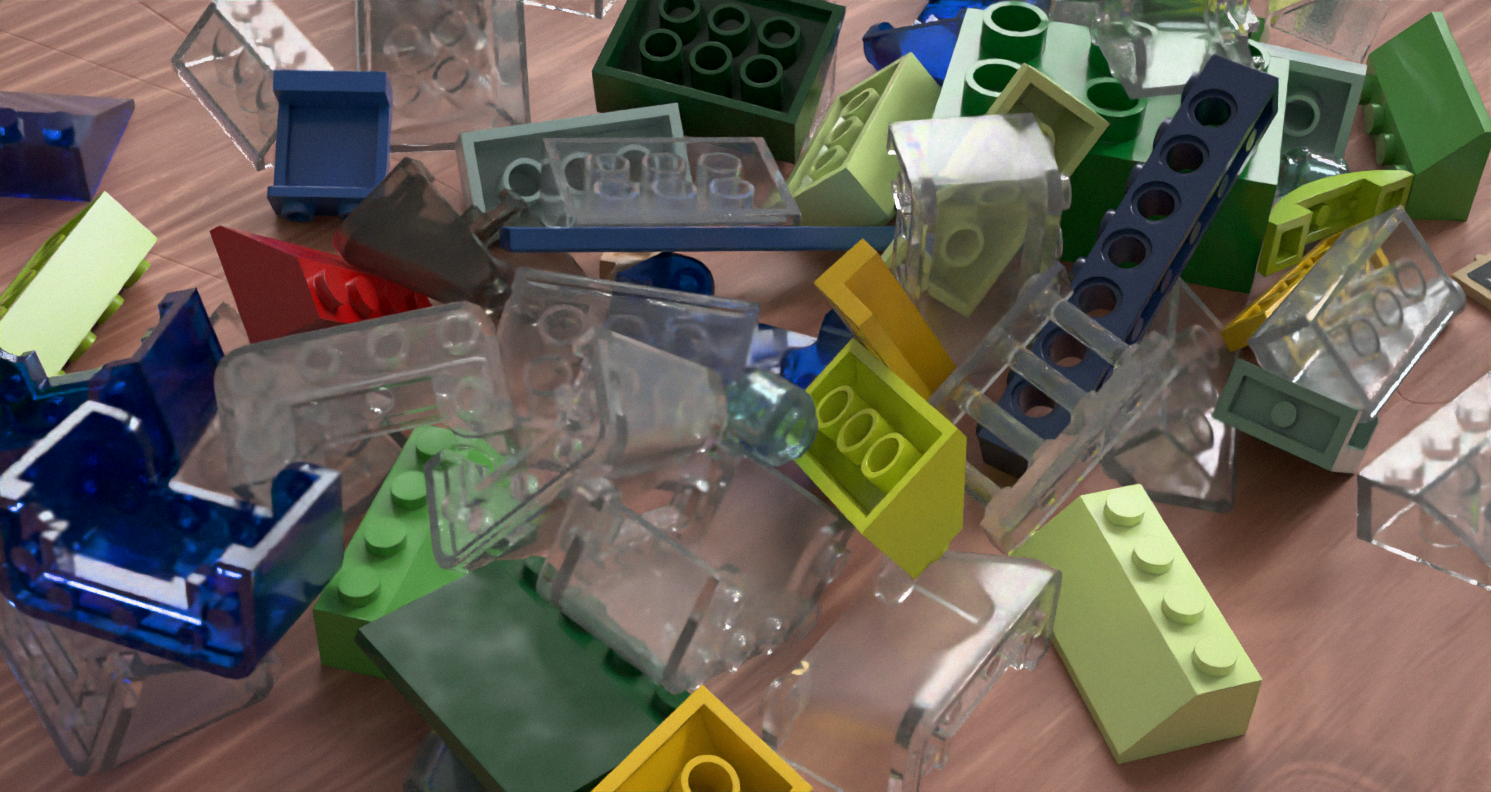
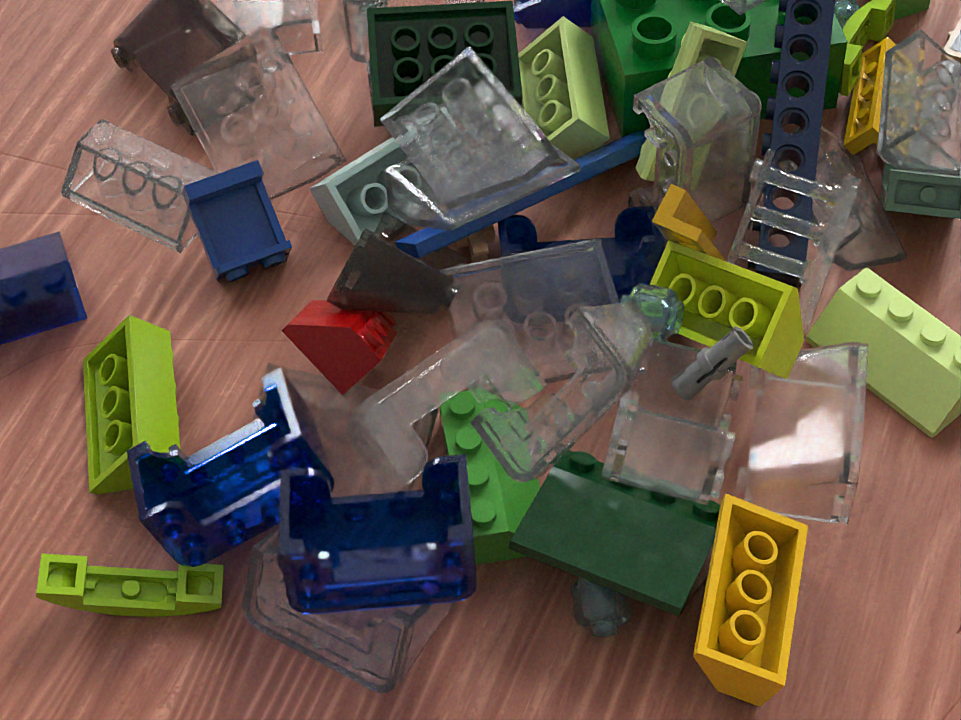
camera: 20 degrees left, 10 degrees up
(673, 127) = (468, 133): none -> clear slope
(835, 492) = (712, 363): none -> light grey pin

